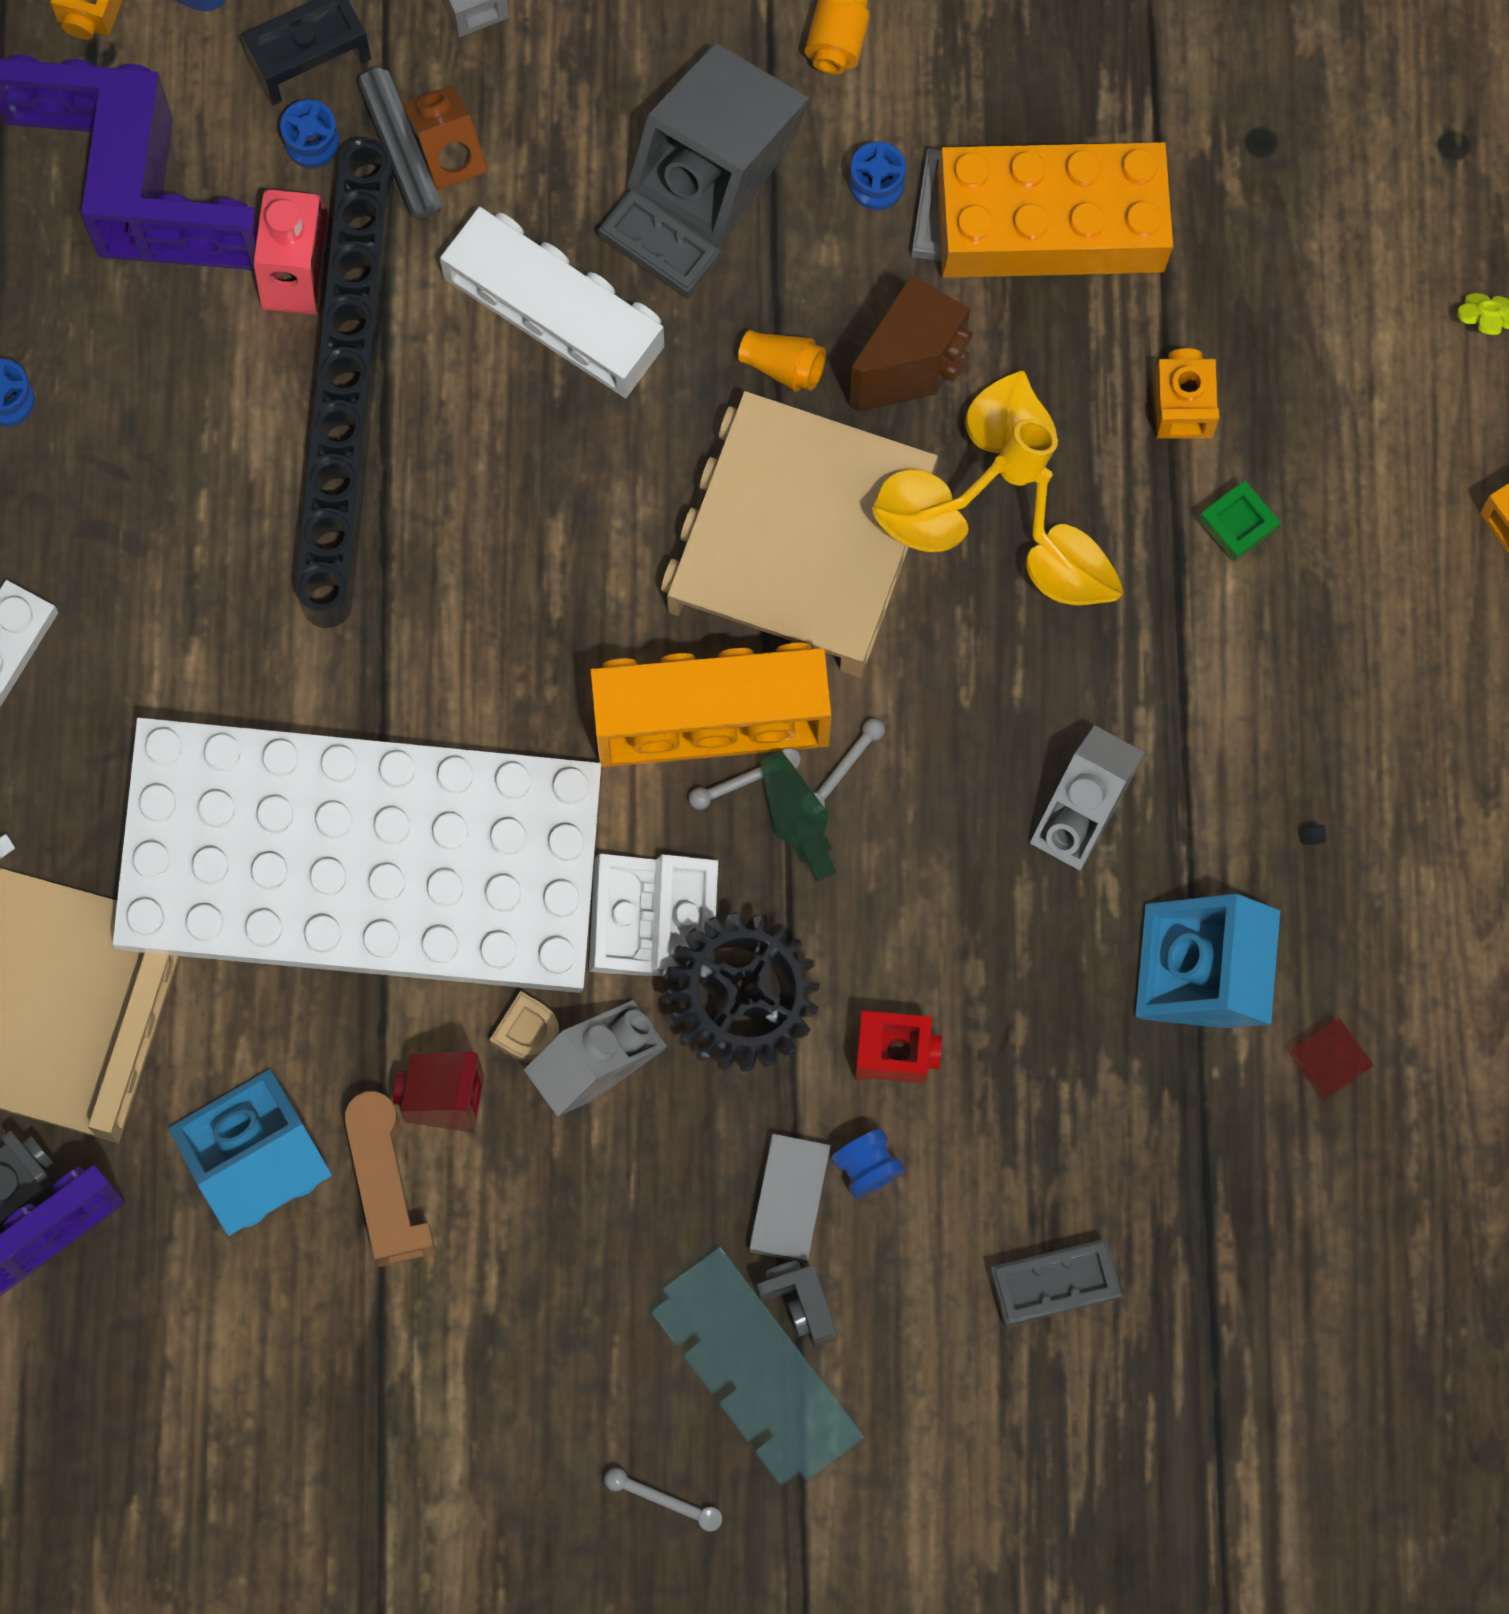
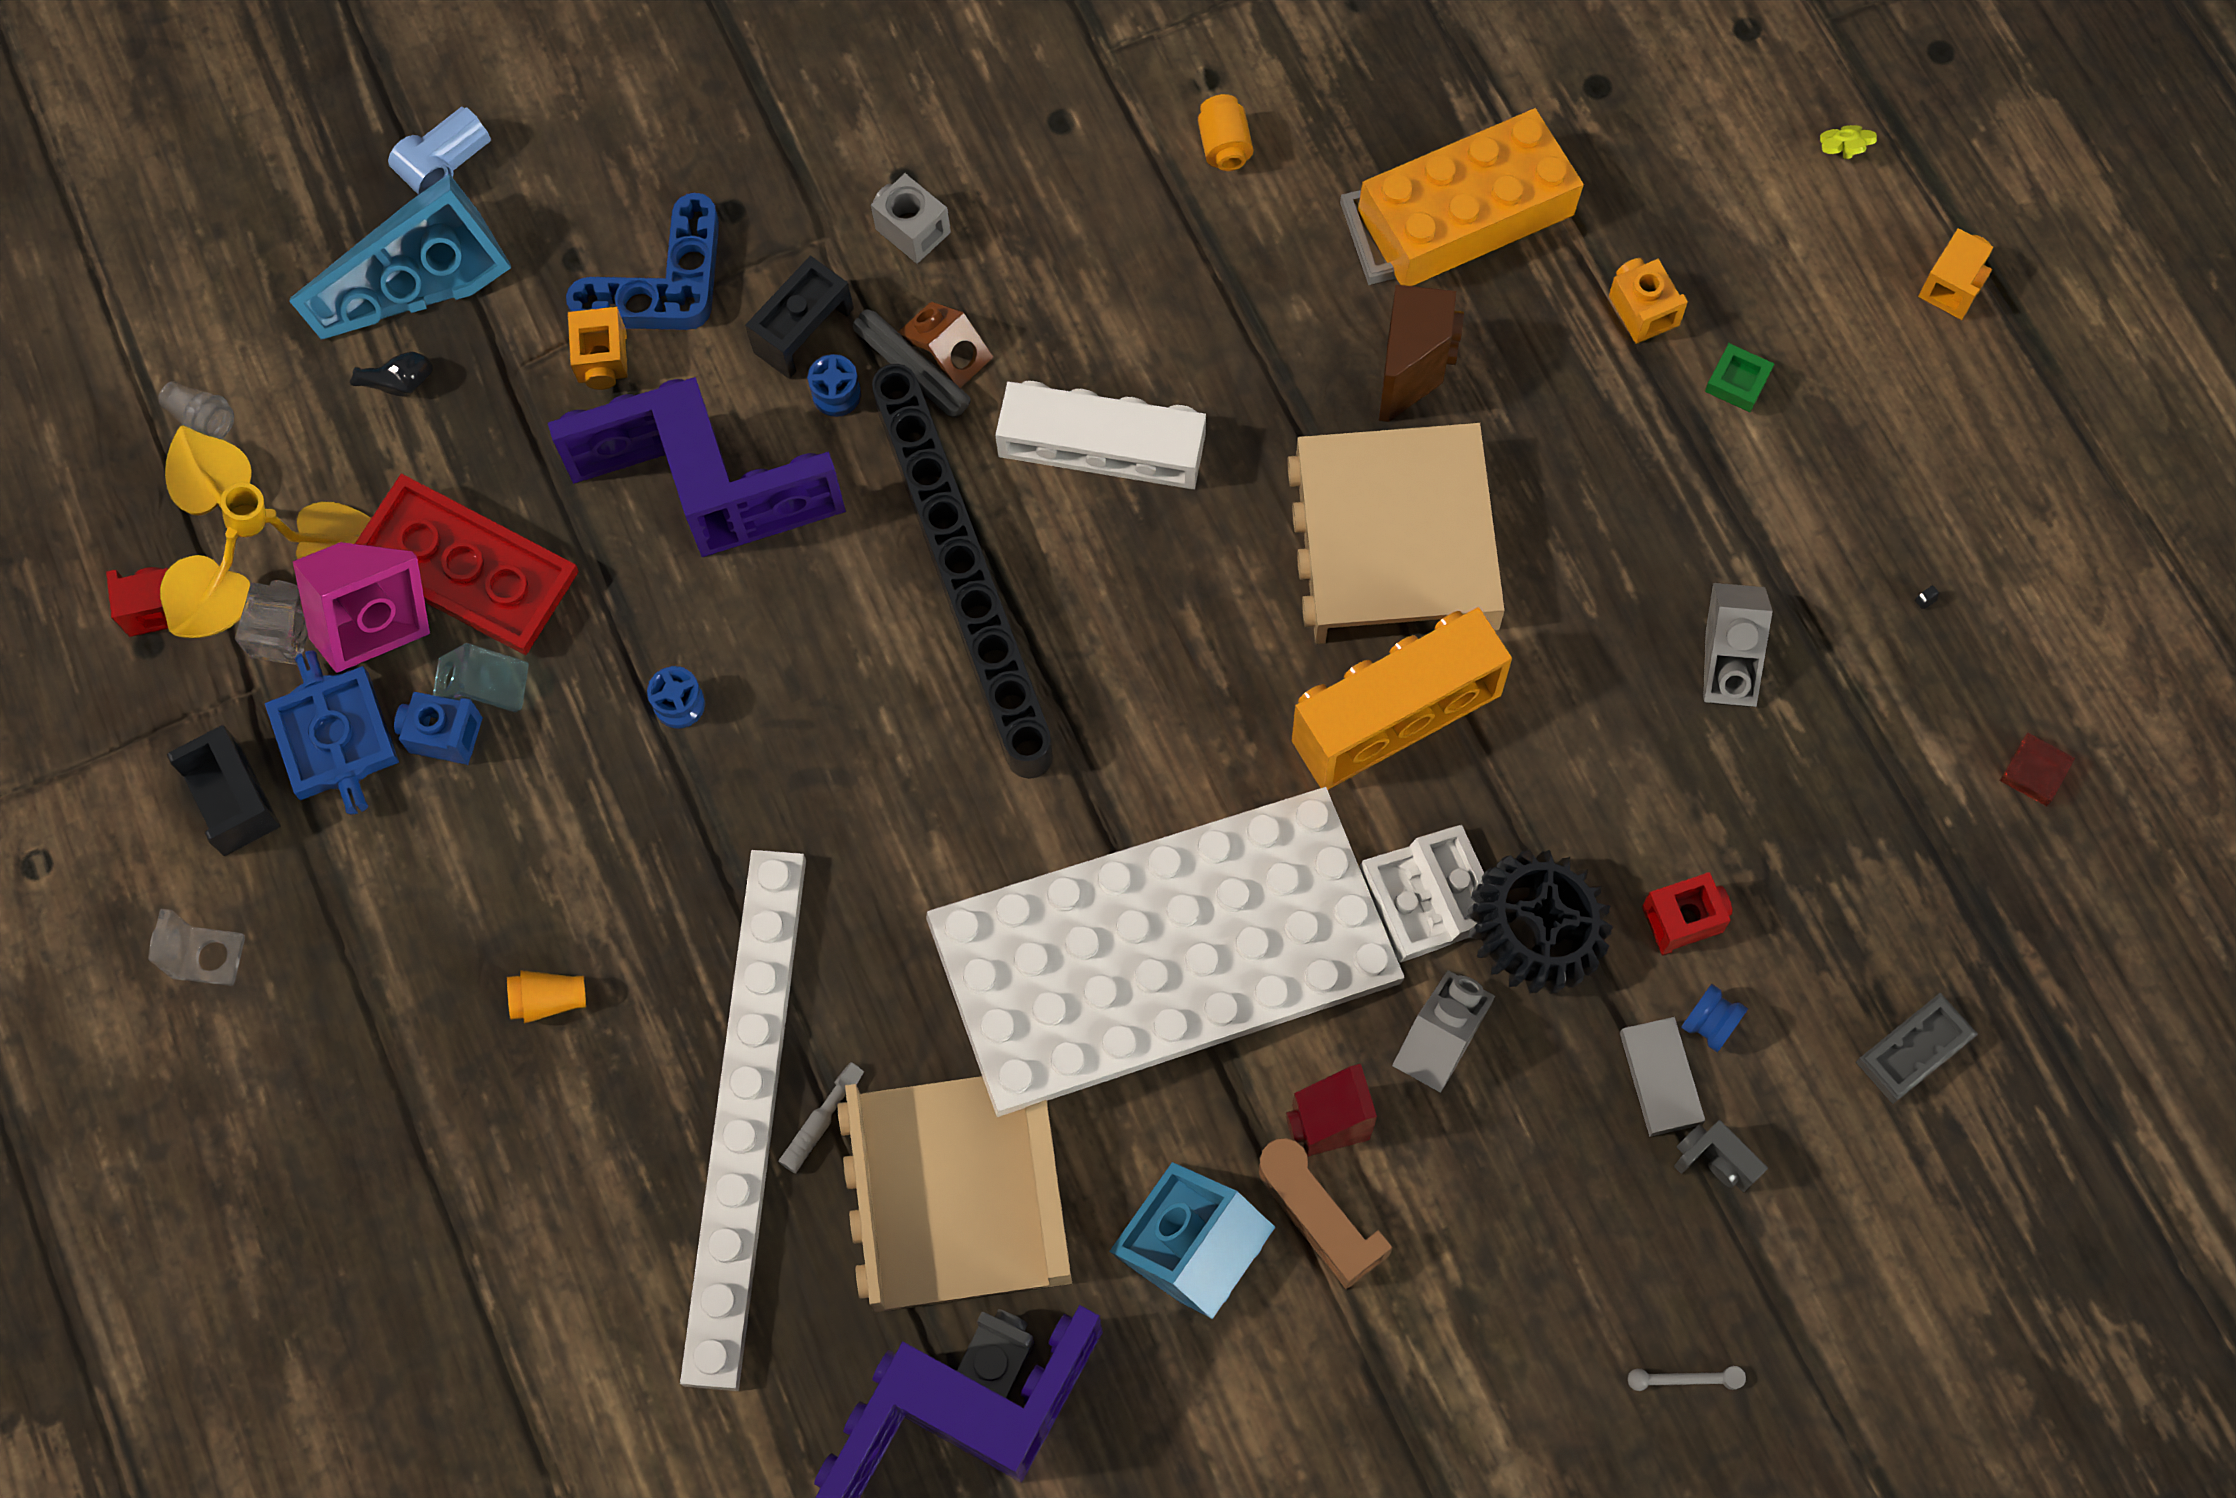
camera: 20 degrees left, 5 degrees down
(292, 241) = (866, 473): coral torso -> none
(525, 1029) = (1373, 1034): tan tile -> none
(660, 243) = (1164, 354): dark grey plate -> none
(701, 798) = (1473, 721): light grey hinge -> none
(715, 142) = (1171, 258): dark grey slope -> none
(770, 1374) = (1698, 1220): clear light blue windscreen -> none
(787, 359) = (1311, 402): light orange cone -> none
(798, 814) = (1507, 759): clear green piece -> none
(872, 730) = (1514, 745): light grey hinge -> none
(878, 162) = (1321, 221): blue wheel -> none
(1012, 422) = (1554, 385): yellow plant -> none
(1208, 962) = (1901, 733): dark azure slope -> none

